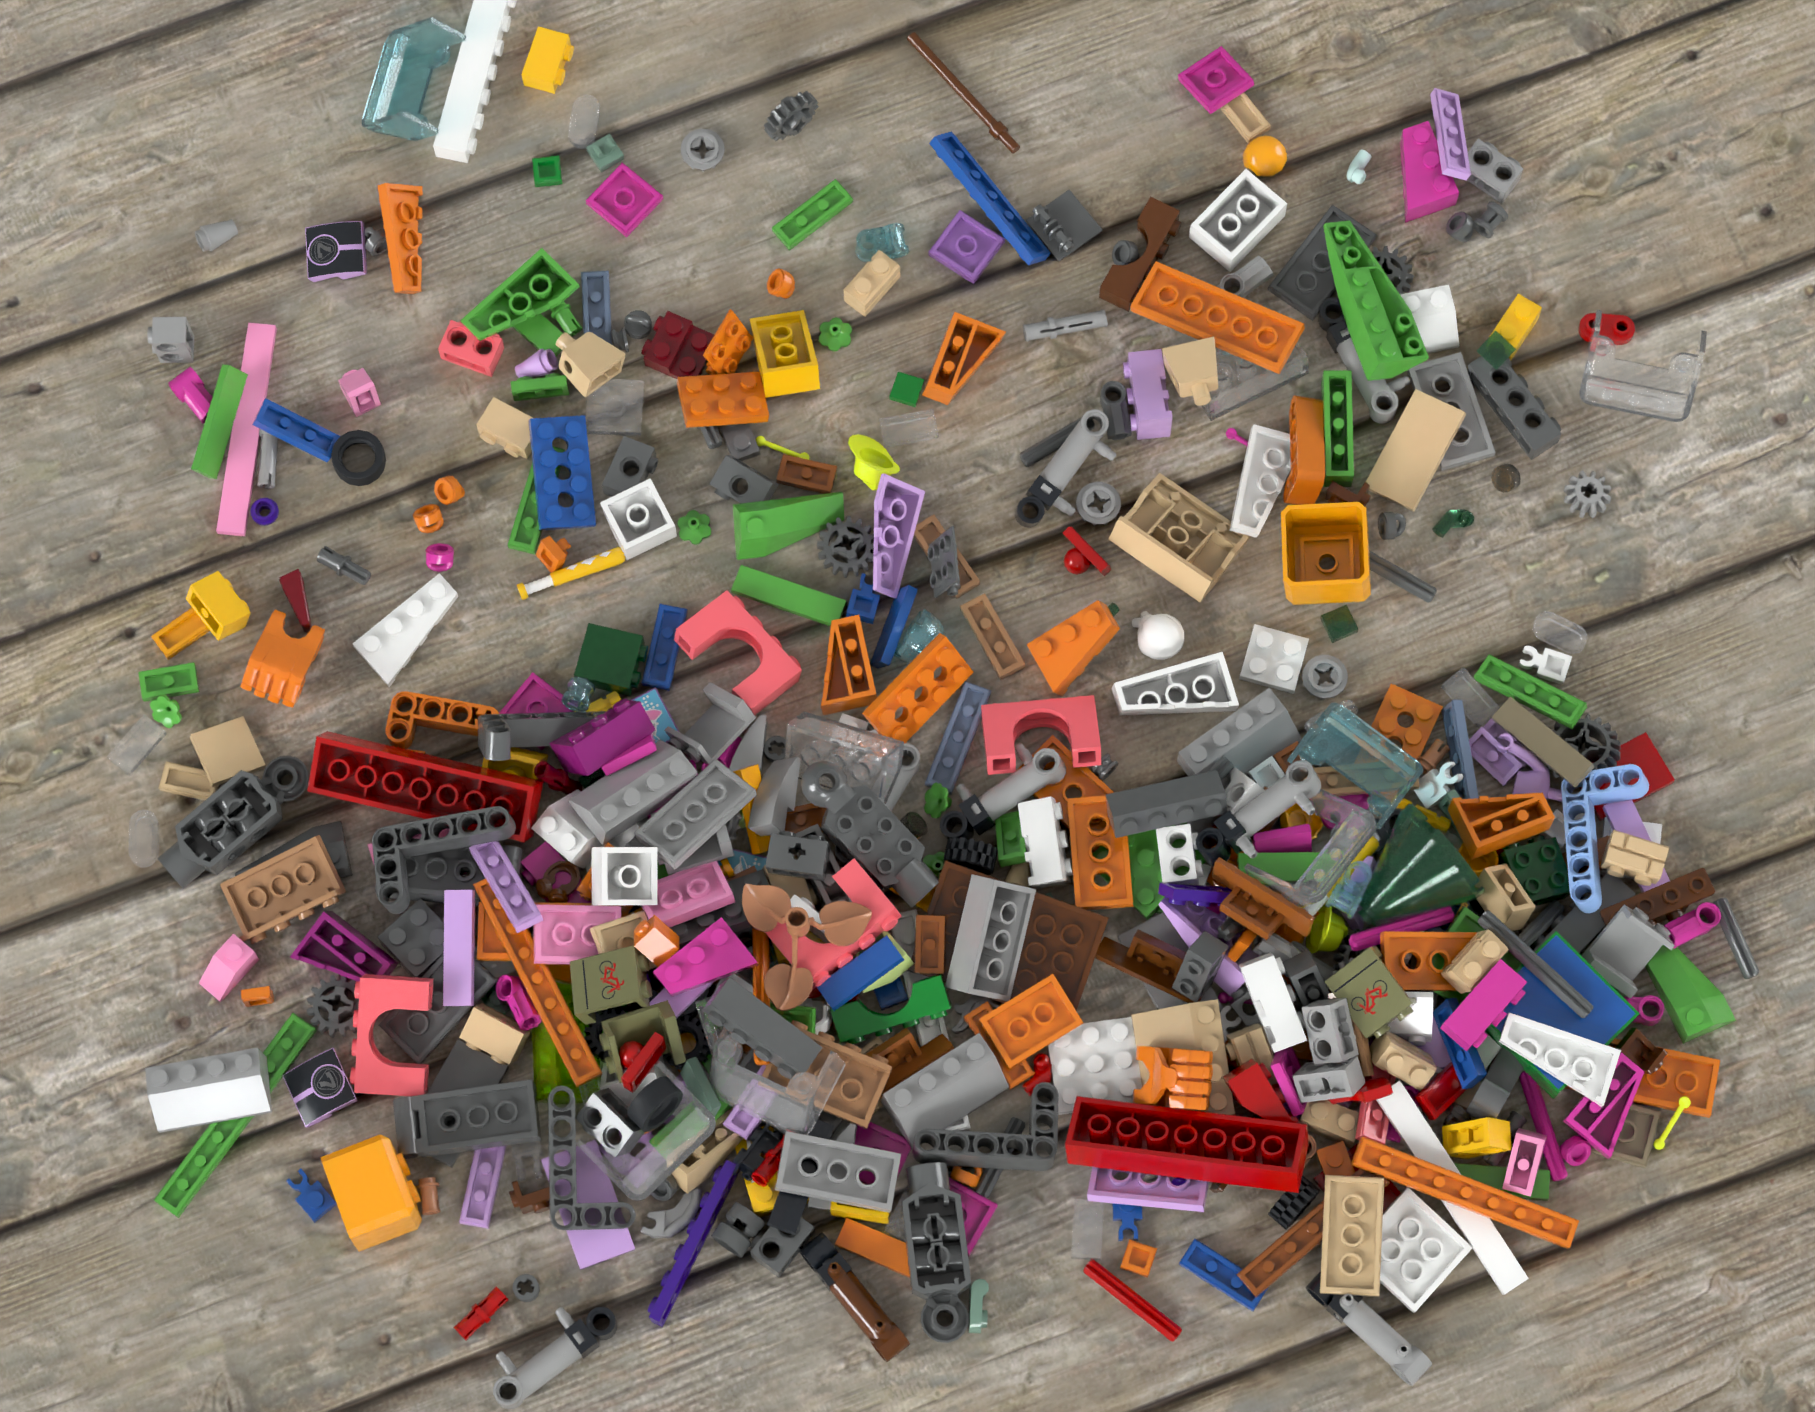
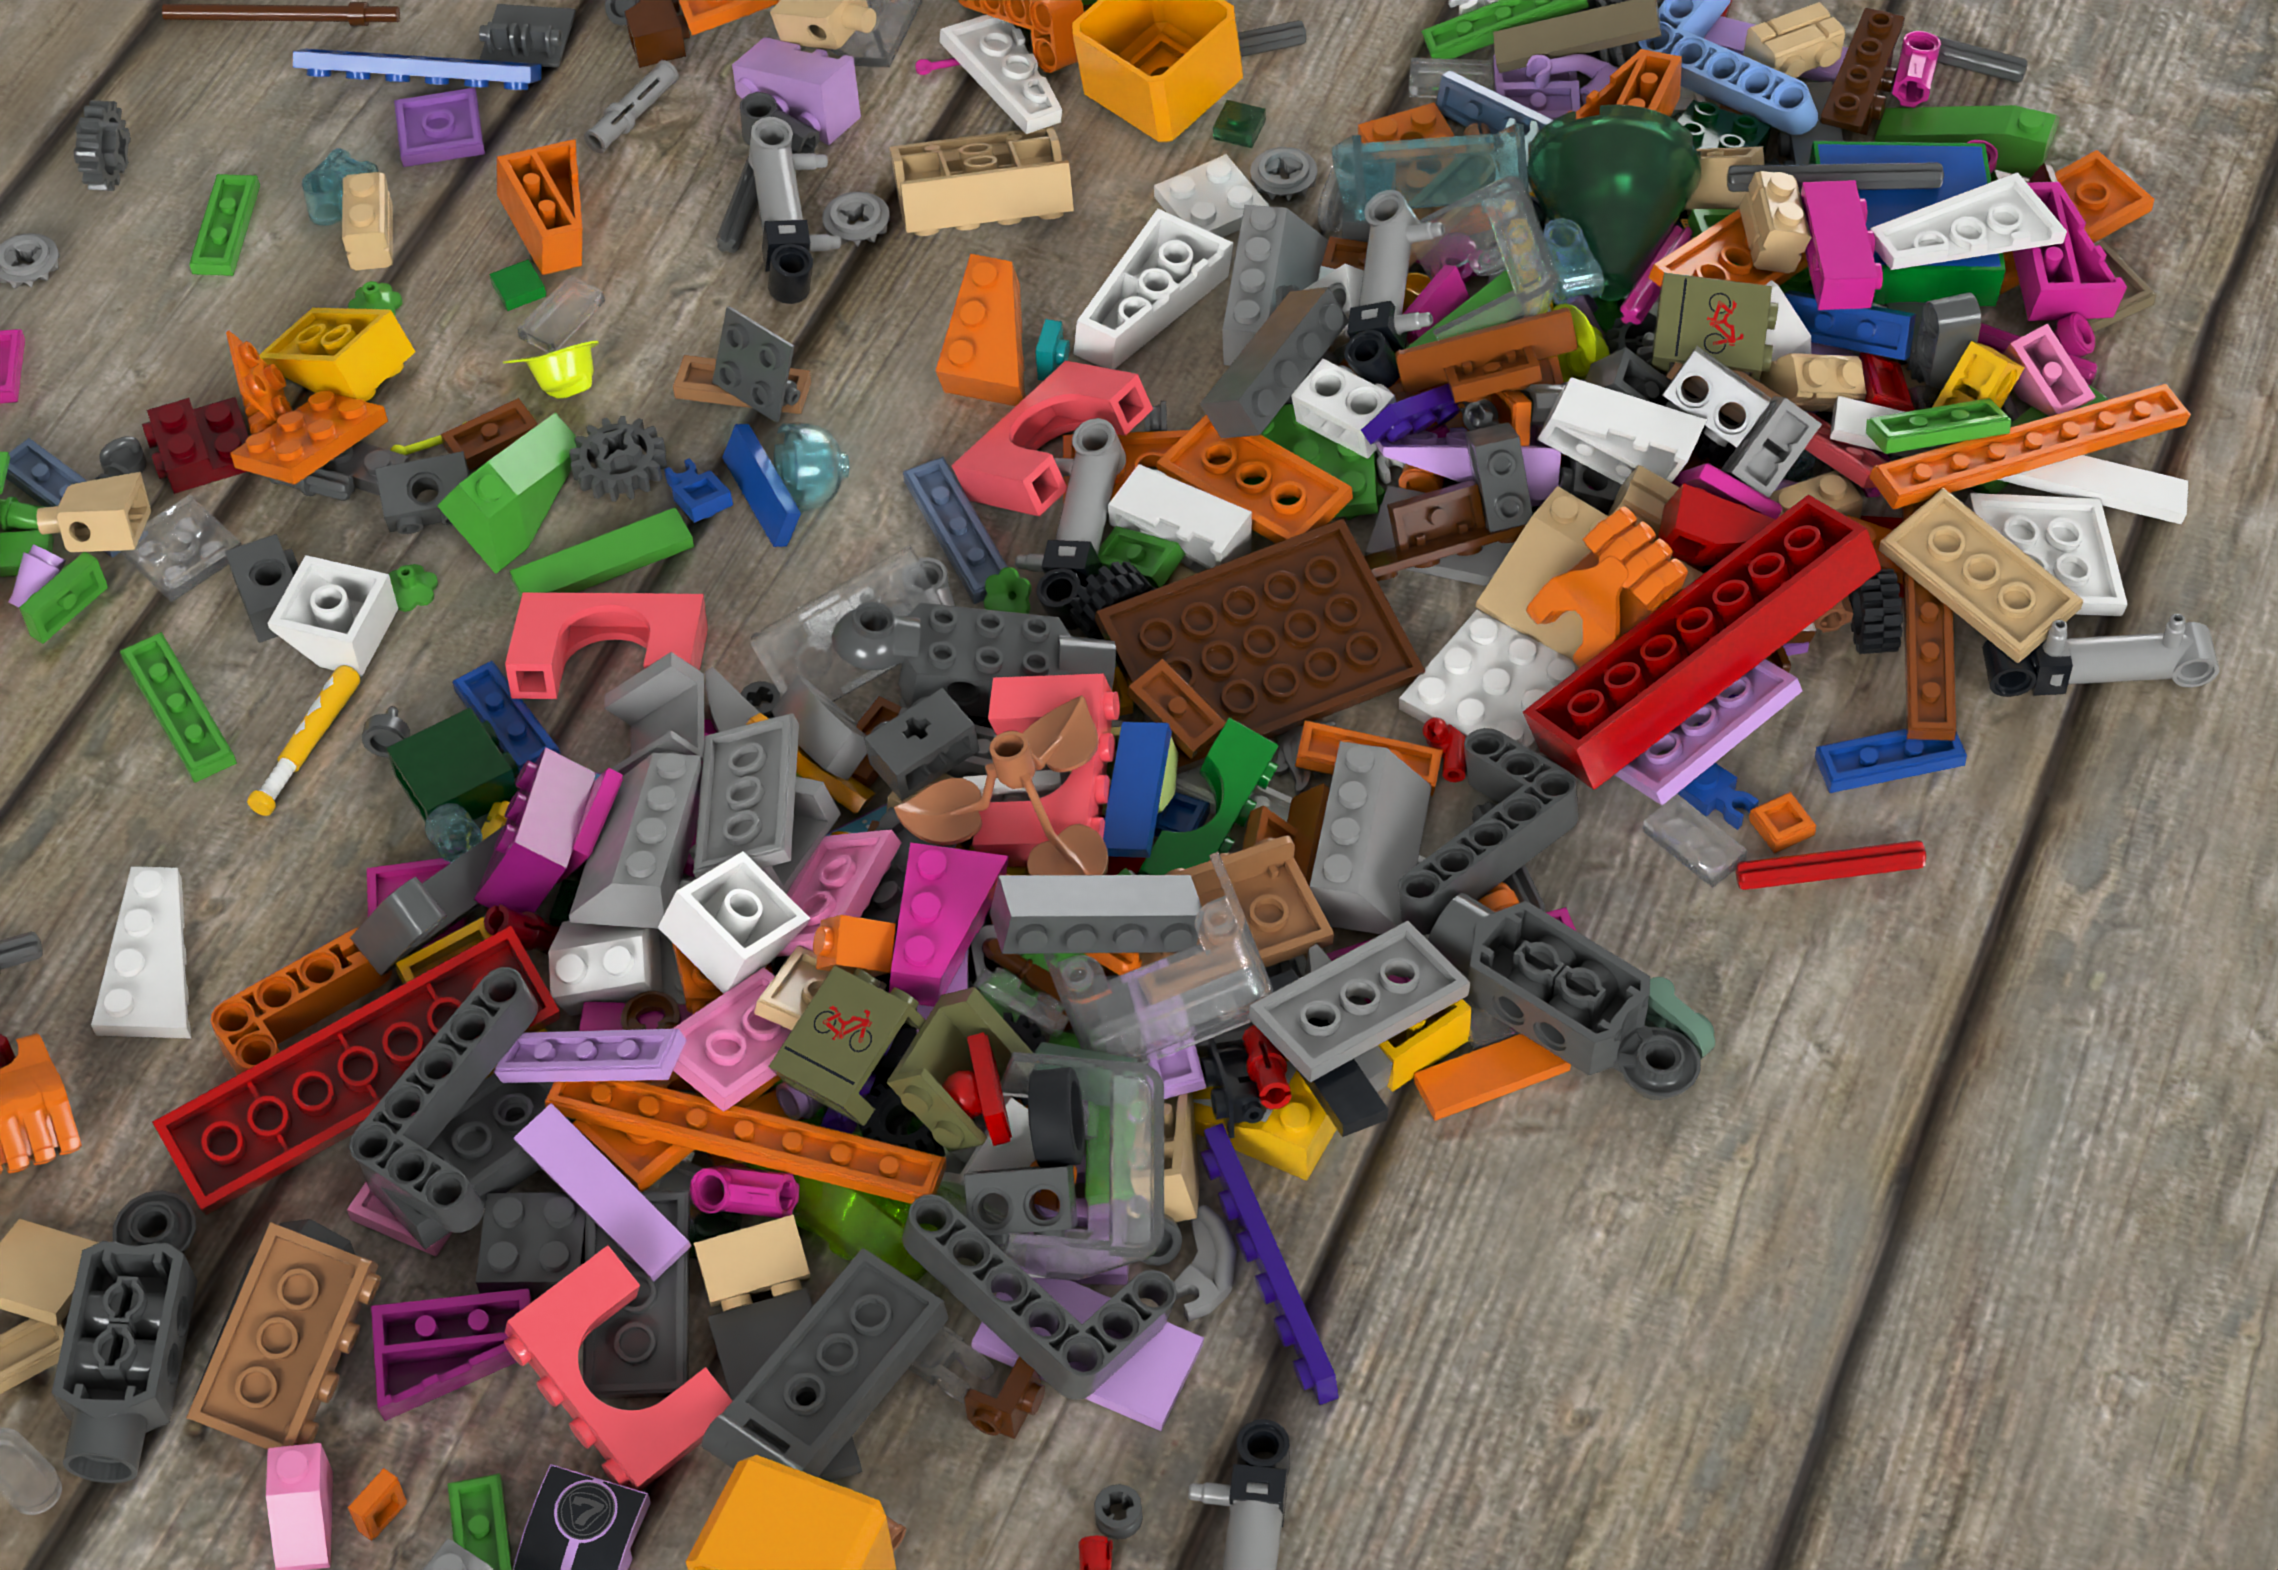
camera: 45 degrees left, 20 degrees down
(326, 1004) = (499, 1439): dark grey gear -> none
(427, 516) = (51, 822): orange tile -> none
(439, 554) = (110, 846): dark pink tile -> none
(448, 490) = (51, 778): orange tile -> none
(482, 1187) = (927, 1452): lavender tile -> none
(506, 427) = (66, 661): tan brick -> none
(549, 486) = (184, 669): blue plate -> none
(553, 553) = (259, 734): orange tile -> none
(604, 607) = (383, 731): none -> dark grey tile
(731, 1237) = (1305, 1196): dark grey wheel -> none
(781, 283) = (257, 299): orange tile -> none
(788, 1245) = (1377, 1163): dark grey brick -> none
(848, 669) = (756, 552): orange wedge -> none
(854, 1297) = (1474, 1139): reddish brown piece -> none
(895, 521) = (645, 383): lavender wedge -> none
(934, 691) = (862, 499): orange plate -> none
(990, 938) = (1236, 640): light grey slope -> none
(992, 636) = (884, 409): medium nougat plate -> none
(1031, 1021) = (1380, 688): orange plate -> none
(1079, 558) = (896, 264): red tile -> none
(1100, 678) = (1051, 349): none -> teal plate
(1159, 635) = (1065, 267): white hat -> none
(1370, 1091) = (1830, 415): red tile -> none
(1423, 1143) = (1937, 426): none -> bright green tile
(1626, 948) = (1883, 102): light grey panel -> none
(1684, 1102) = (2117, 205): neon yellow hinge -> none

